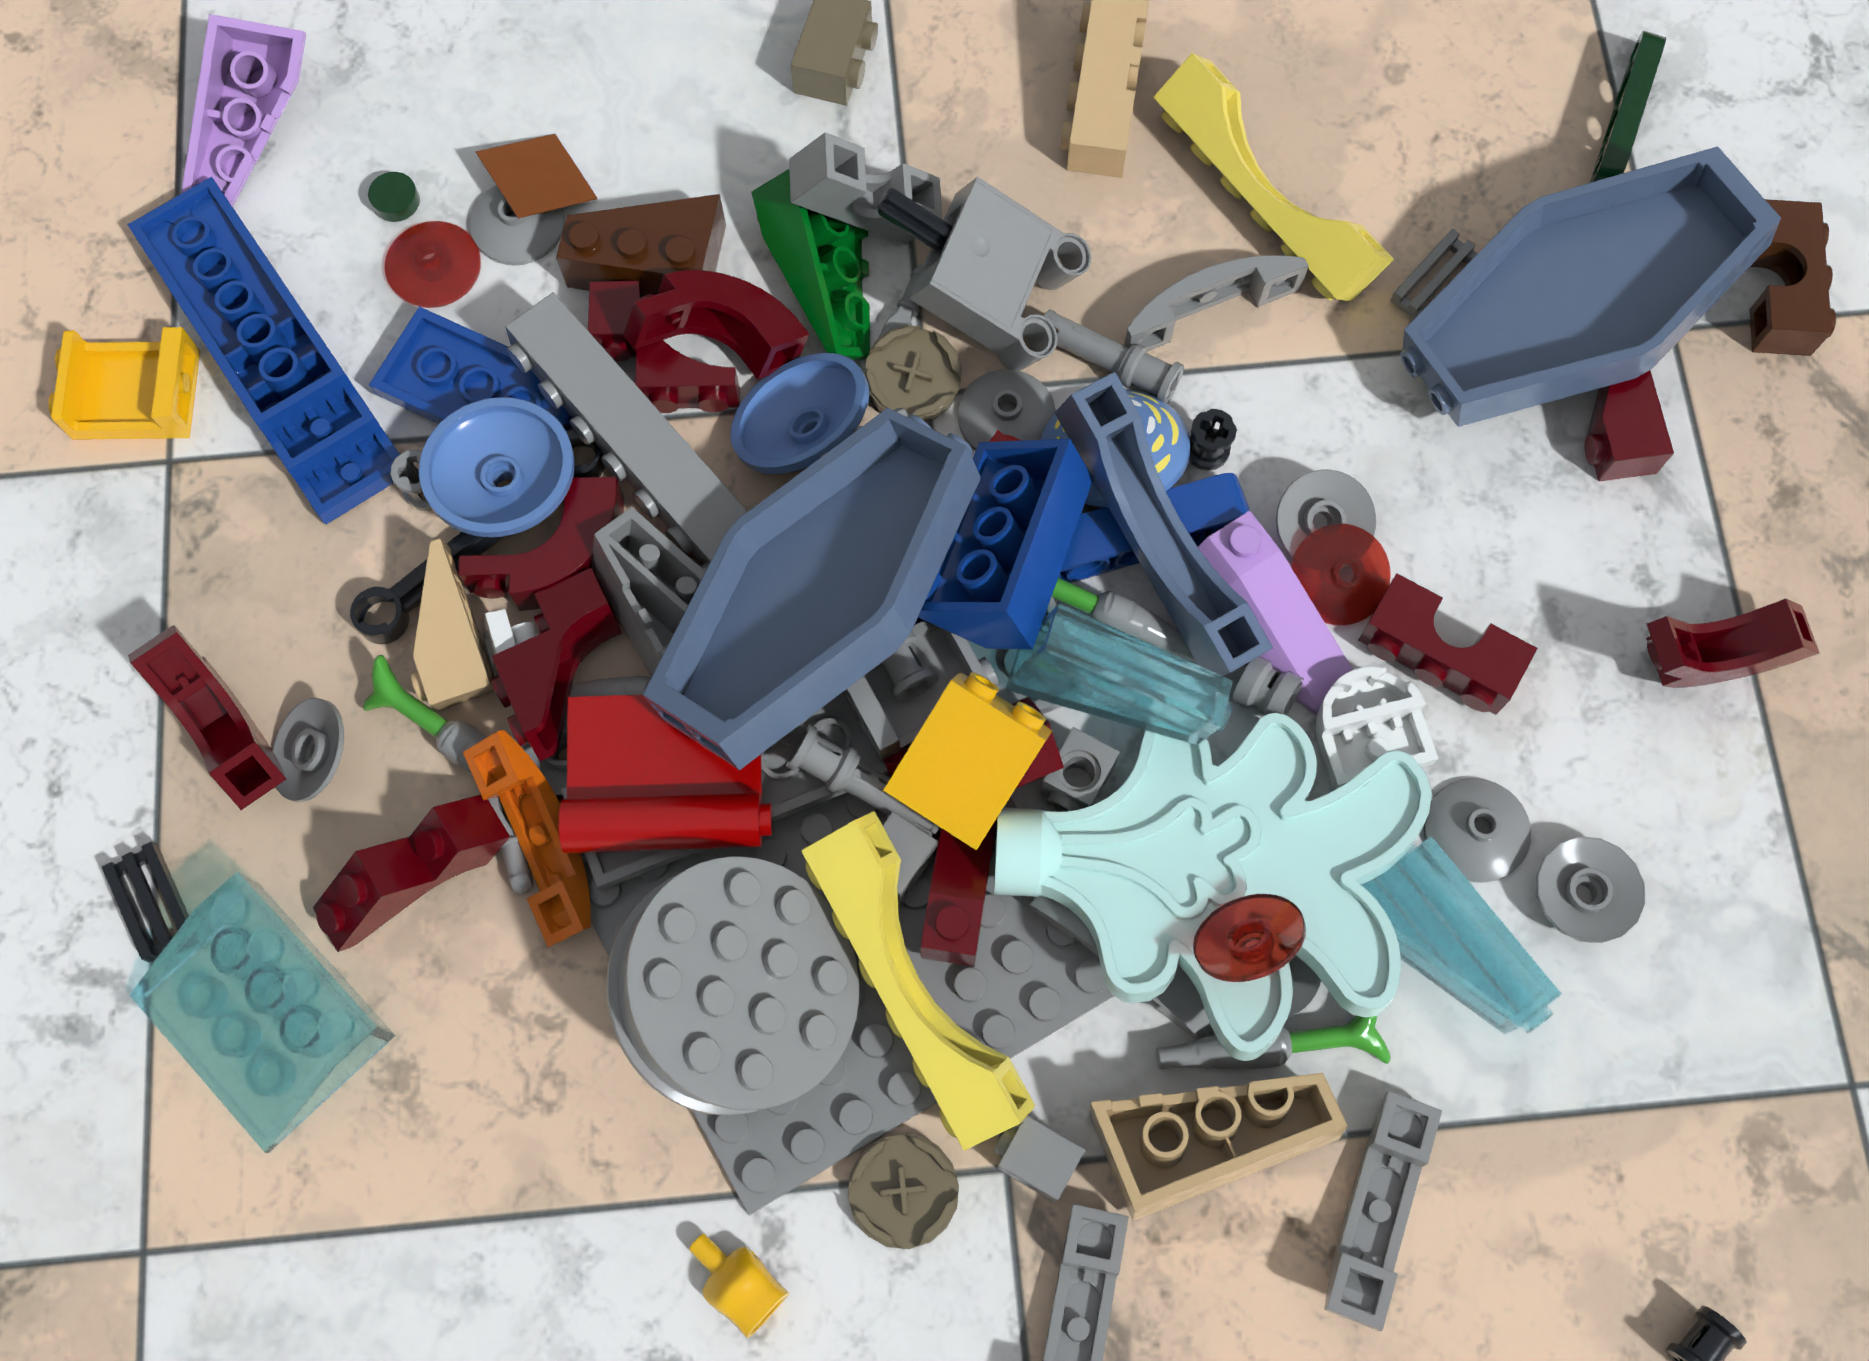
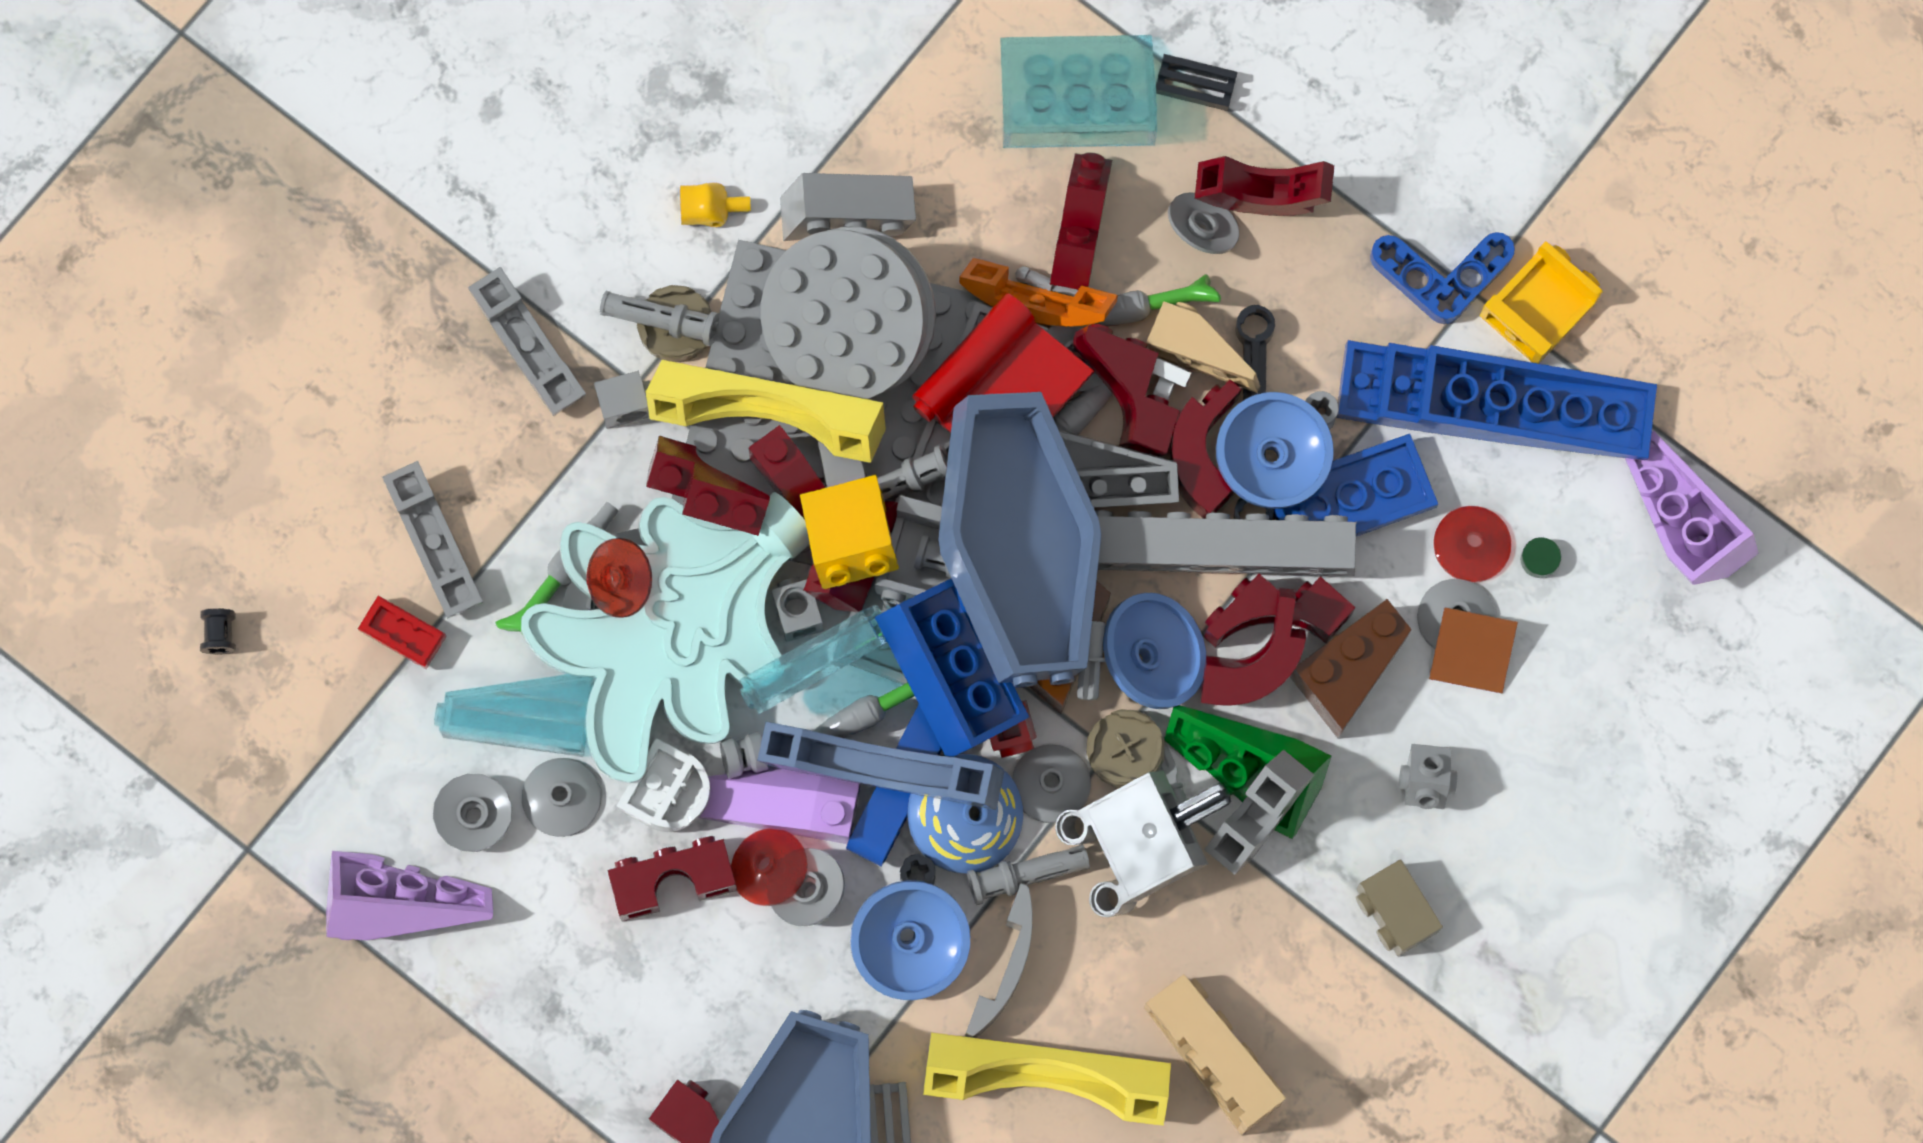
camera: 130 degrees right, 5 degrees up
(187, 492) = (1438, 286): none -> blue beam
(608, 1125) = (844, 200): none -> light grey wedge
(693, 109) = (1428, 776): none -> light grey brick
(903, 1181) = (676, 320): none -> light grey pin
(1066, 943) = (706, 490): none -> dark red arch
(1206, 1138) = (554, 480): tan wedge -> none
(1279, 383) = (915, 966): none -> medium blue dish
(1500, 1146) = (402, 632): none -> red plate
(1730, 647) = (520, 1026): dark red arch -> none
(1750, 889) = (384, 901): none -> lavender wedge

